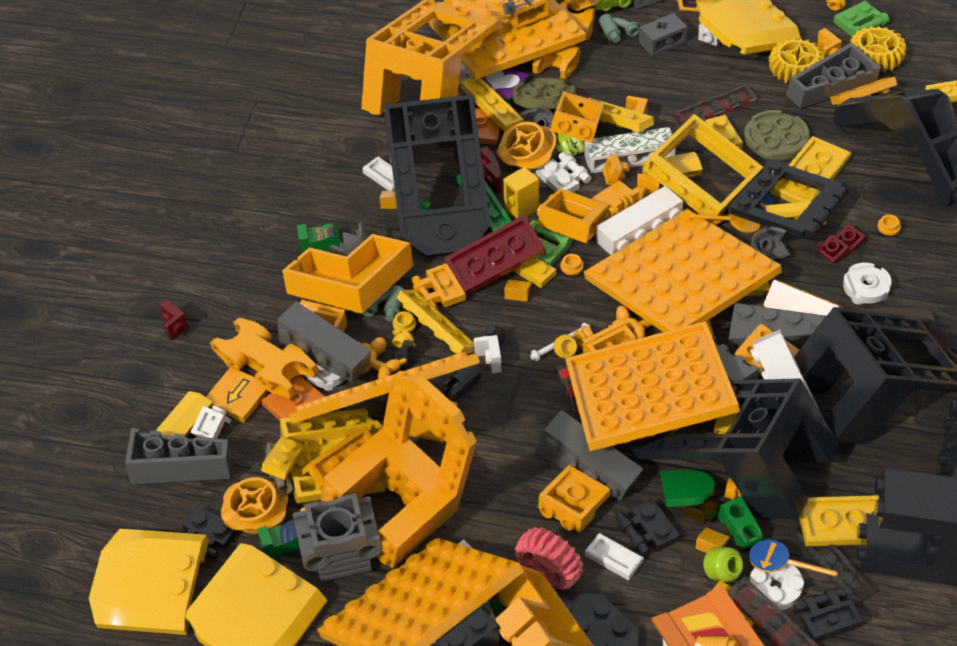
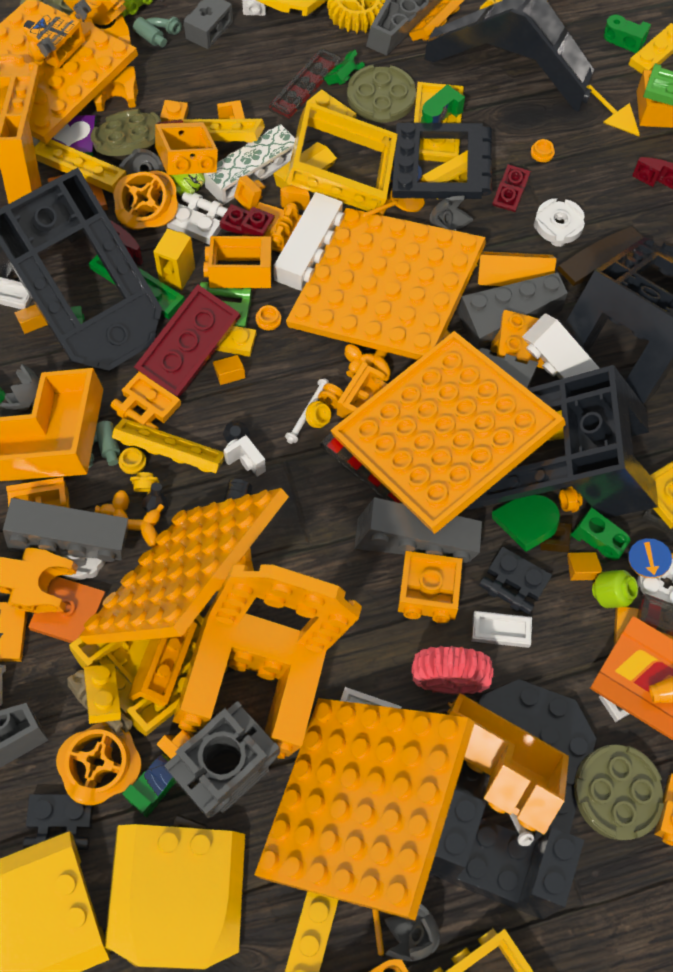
camera: 35 degrees left, 15 degrees up
(594, 91) = (174, 110): none -> light orange plate
(597, 189) = (246, 222): none -> dark red slope
(750, 107) = (341, 71): none -> green plate
(817, 159) = (442, 104): none -> green leg

